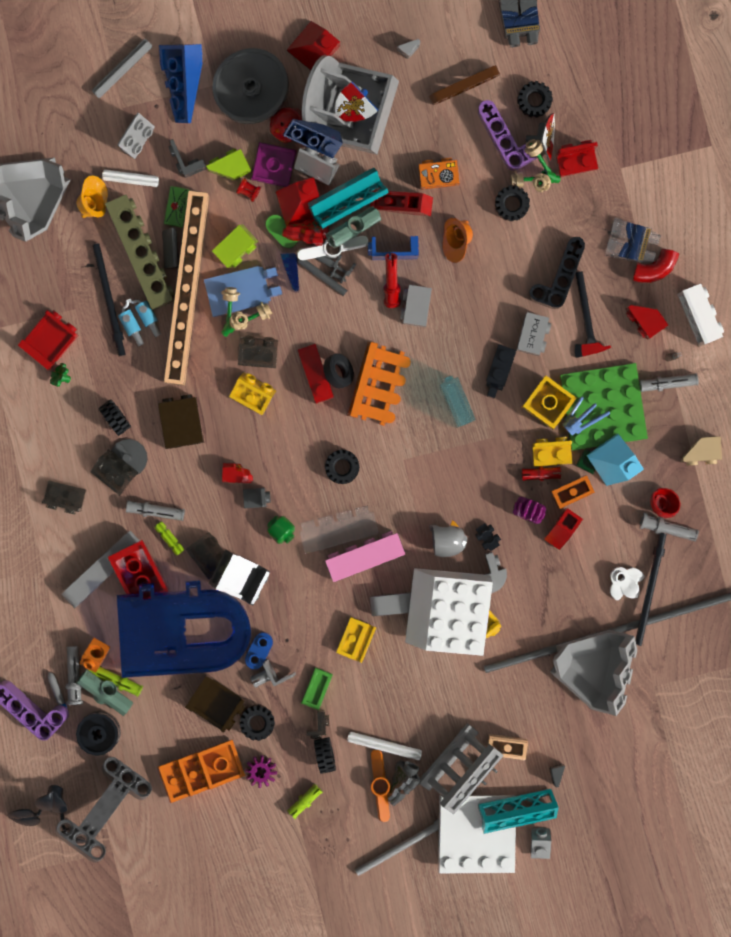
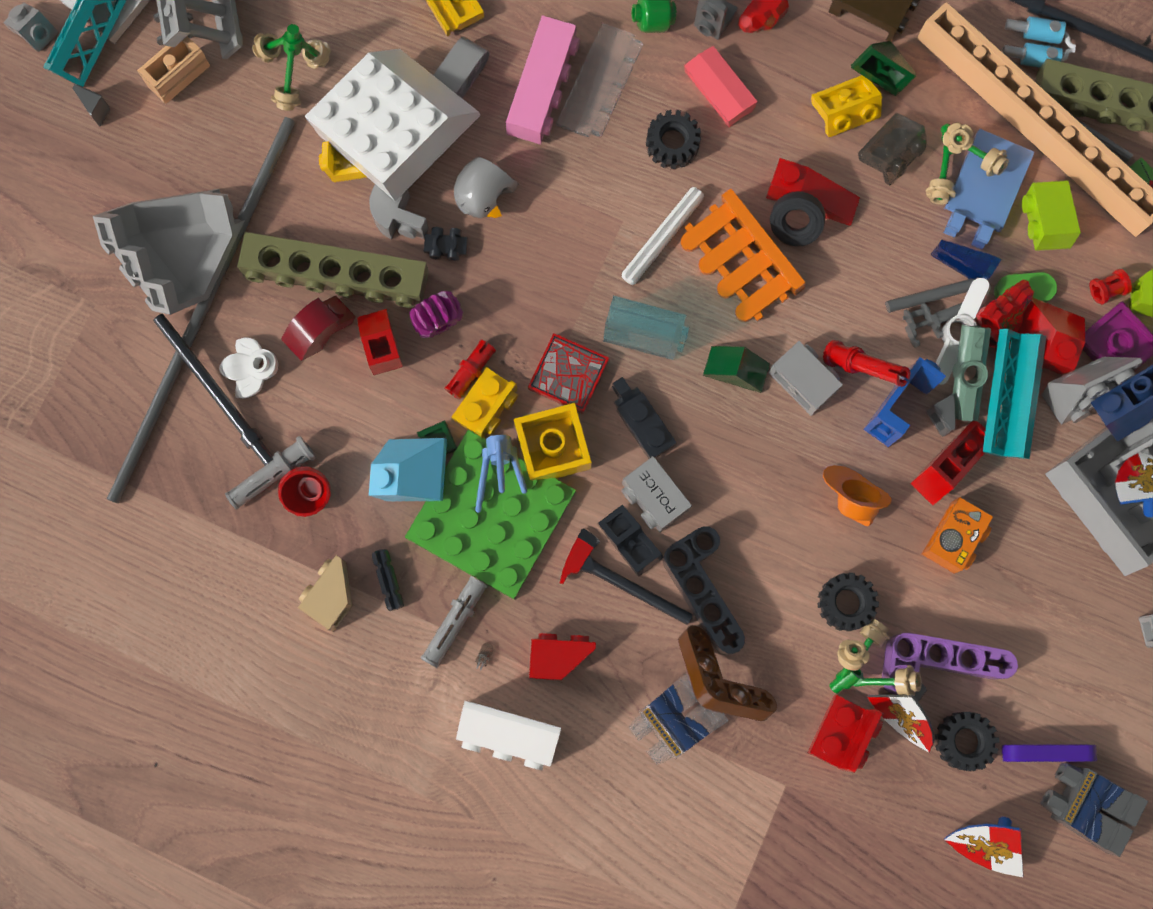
camera: 125 degrees right, 10 degrees down
(218, 388) = (885, 67): none -> dark green slope
(294, 465) = (720, 86): none -> coral piece
(382, 225) = (943, 415): none -> dark grey slope
(396, 432) = (662, 235): none -> white axle
(437, 344) = (737, 367): none -> dark green slope
(441, 685) = (269, 47): none -> tan plant
(464, 85) = (1053, 662): reddish brown beam -> none
(504, 424) = (568, 373): none -> tile
(510, 56) = (1049, 753): none -> dark purple beam
(563, 329) = (630, 540): none -> black slope
(564, 626) = (259, 249): none -> olive brick
(572, 492) = (415, 384): orange brick -> none
(576, 53) = (991, 846): none -> shield
(580, 564) = (314, 326): none -> dark red brick
(608, 235) = (711, 688): none -> reddish brown beam
(657, 270) = (613, 725): red cylinder -> none
(674, 429) = (387, 580): none -> black axle

